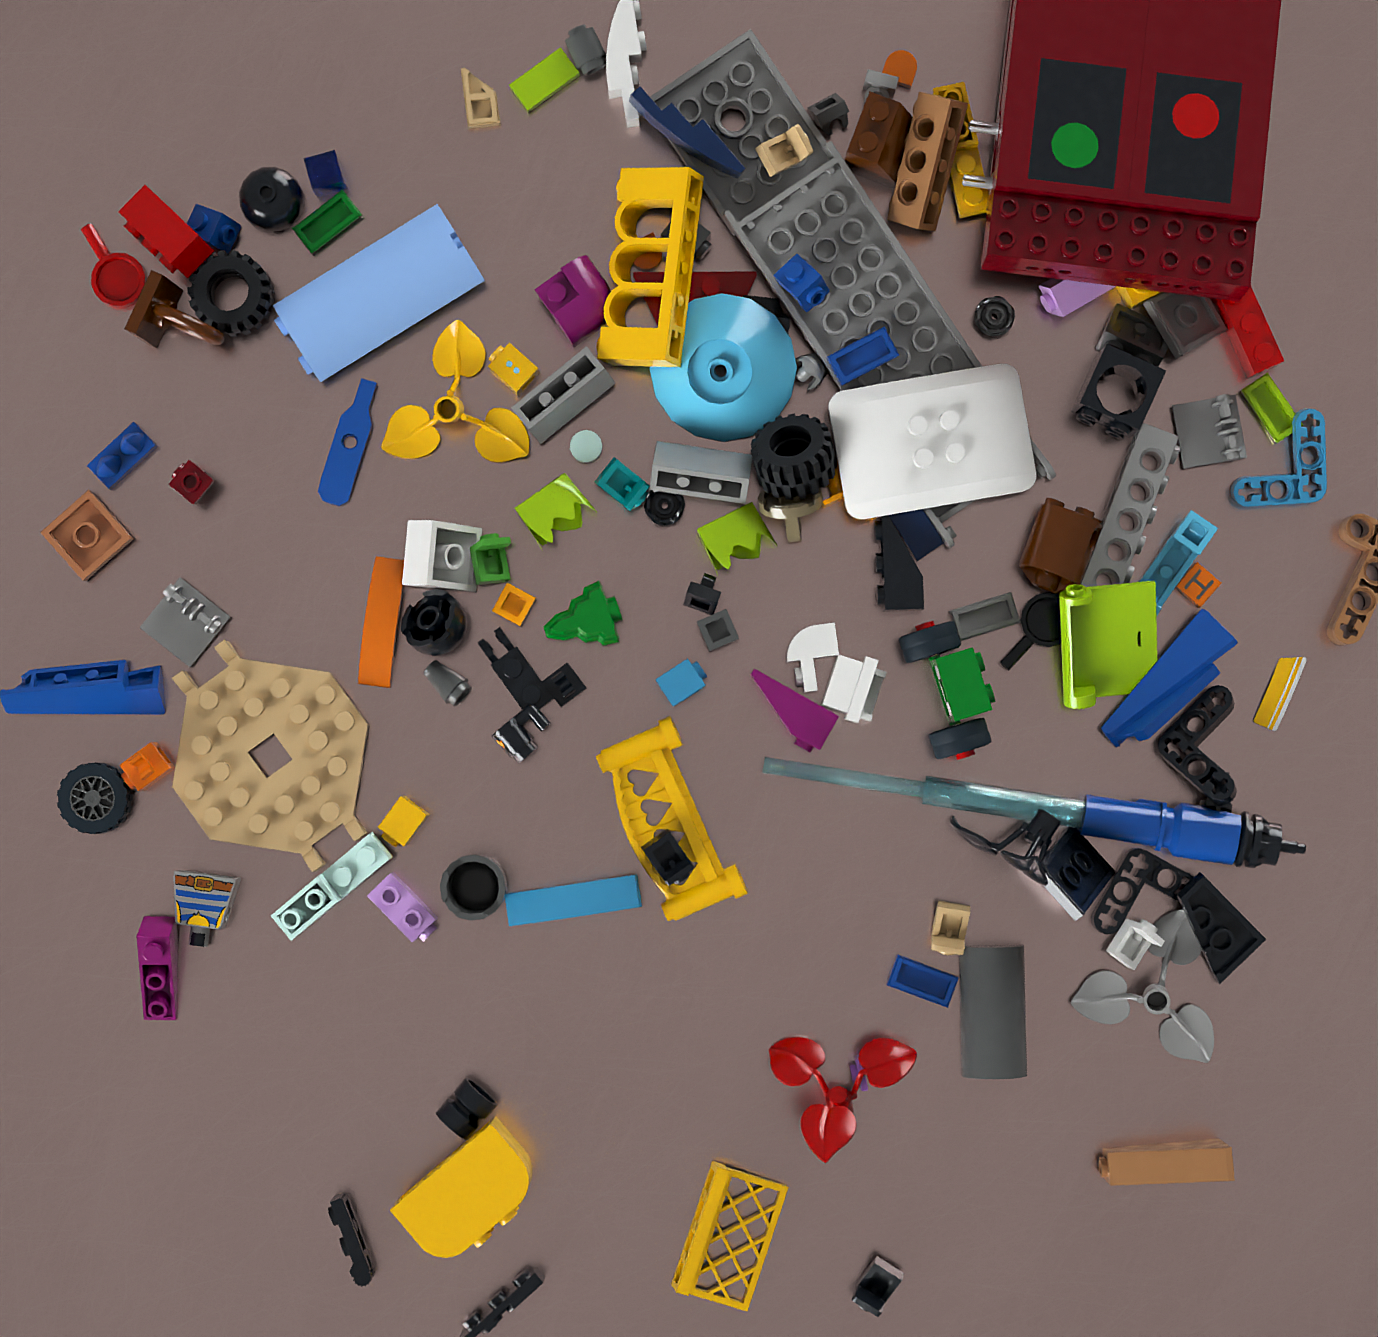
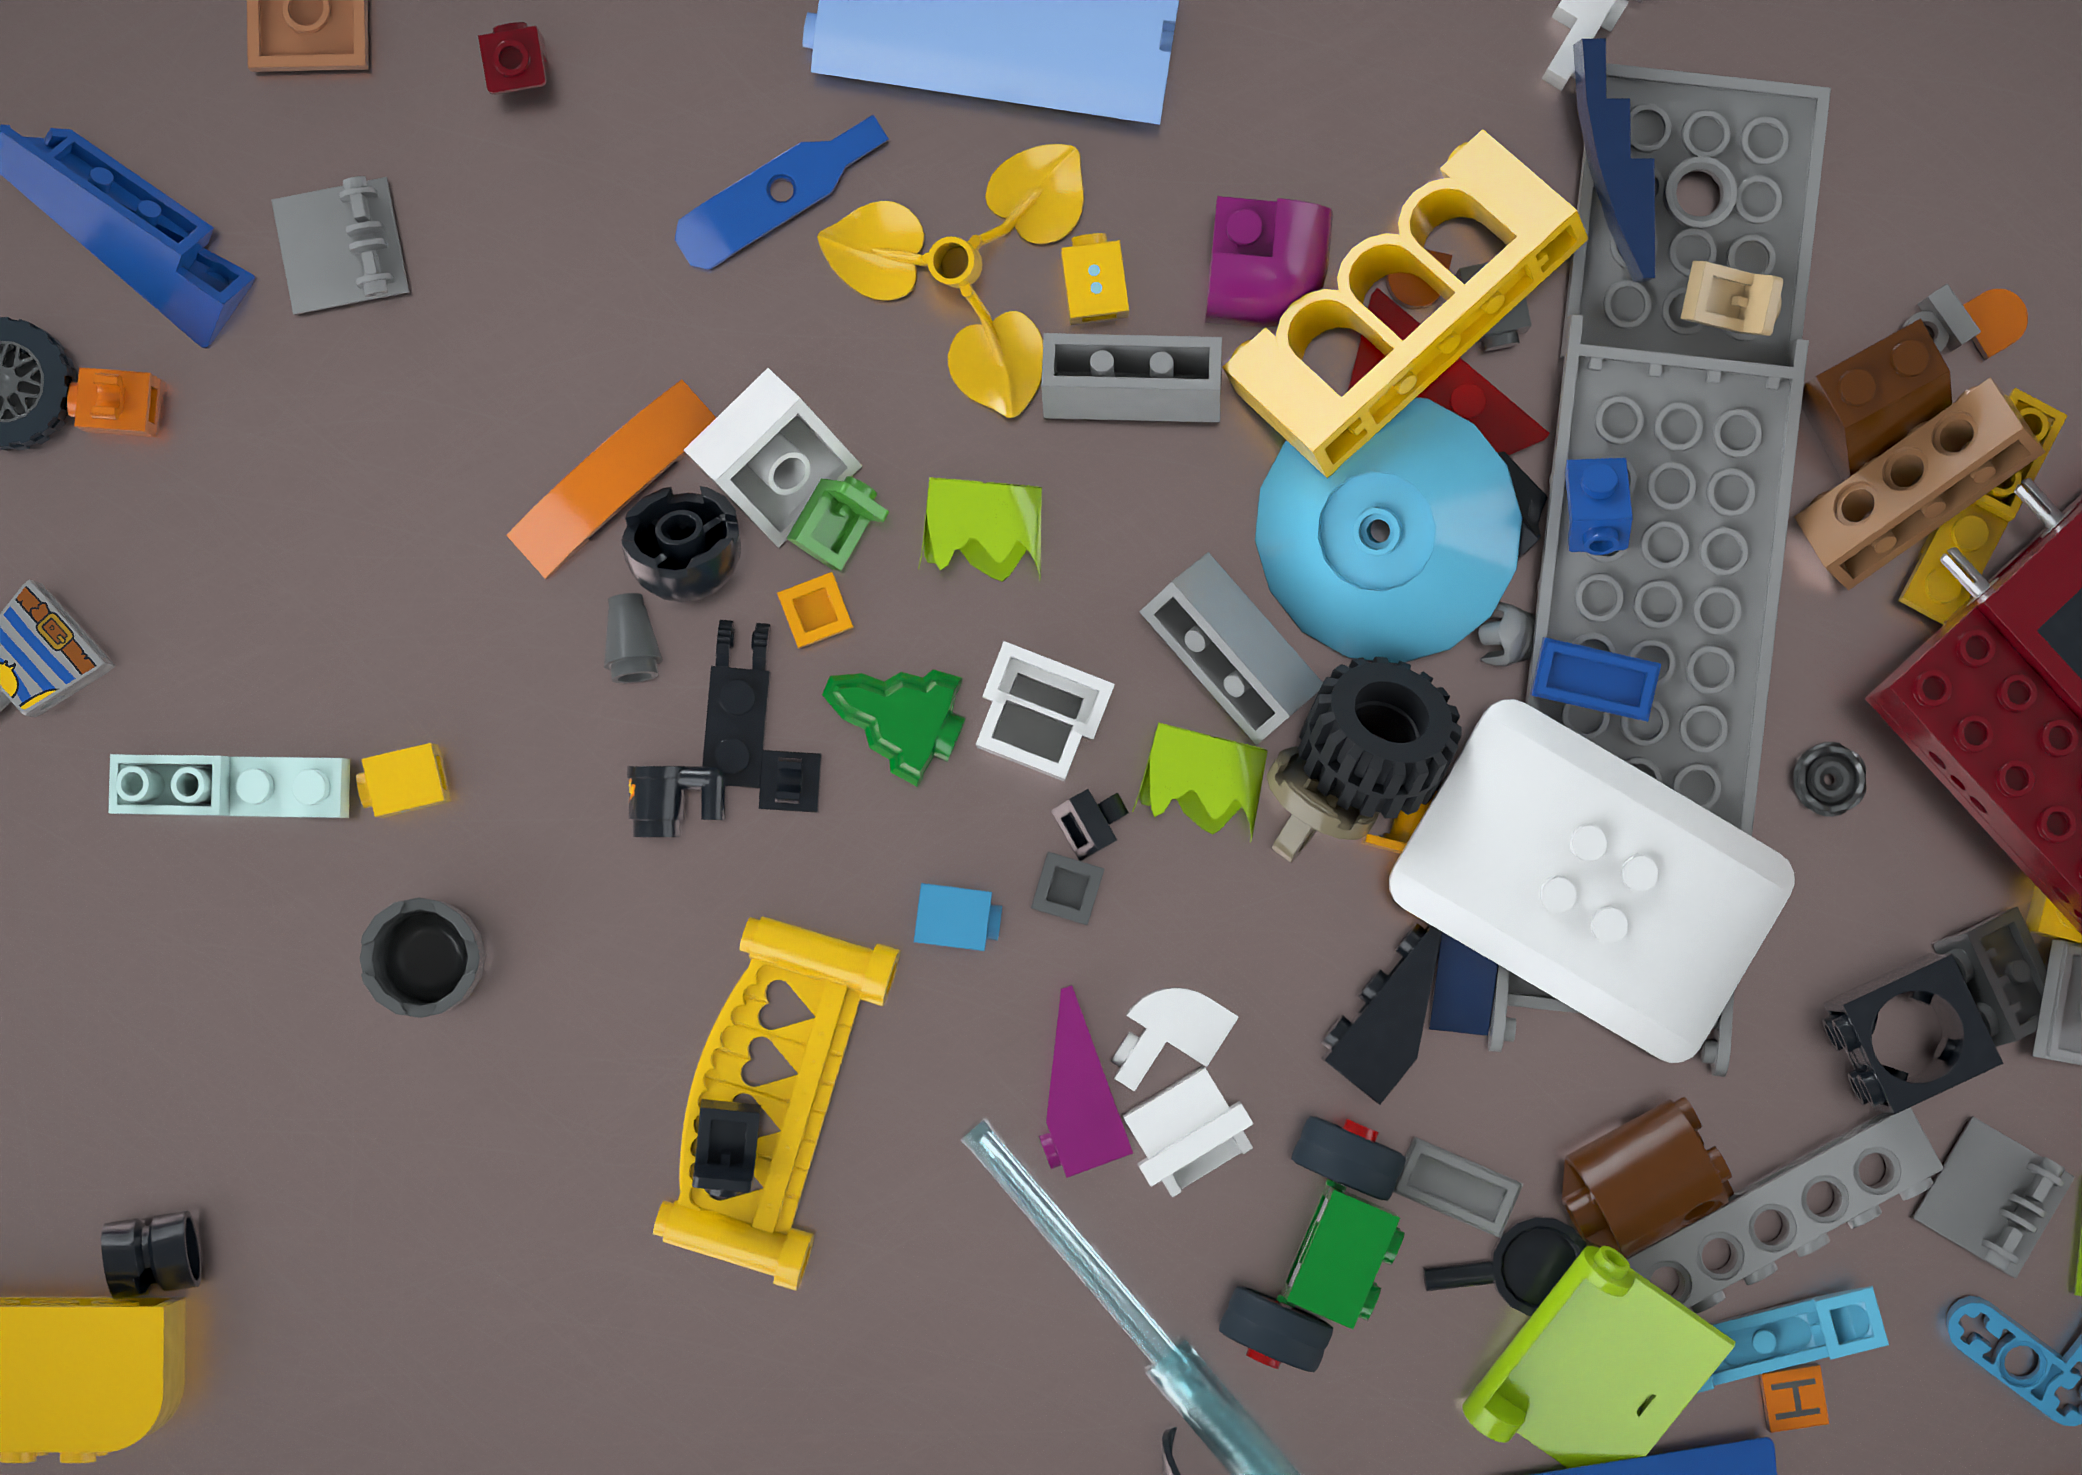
camera: 40 degrees right, 0 degrees up
(226, 785) = (395, 540): tan plate -> none
(403, 908) = (303, 901): lavender brick -> none
(573, 900) = (546, 1092): dark azure slope -> none
(586, 446) = (1104, 475): light aqua tile -> none
(623, 484) = (1109, 572): teal bracket -> none
(643, 566) = (1040, 710): none -> white plate
(663, 516) = (1128, 664): black plate -> none
(827, 110) = (1843, 294): dark grey tile -> none
(1066, 296) = (1954, 839): lavender brick -> none

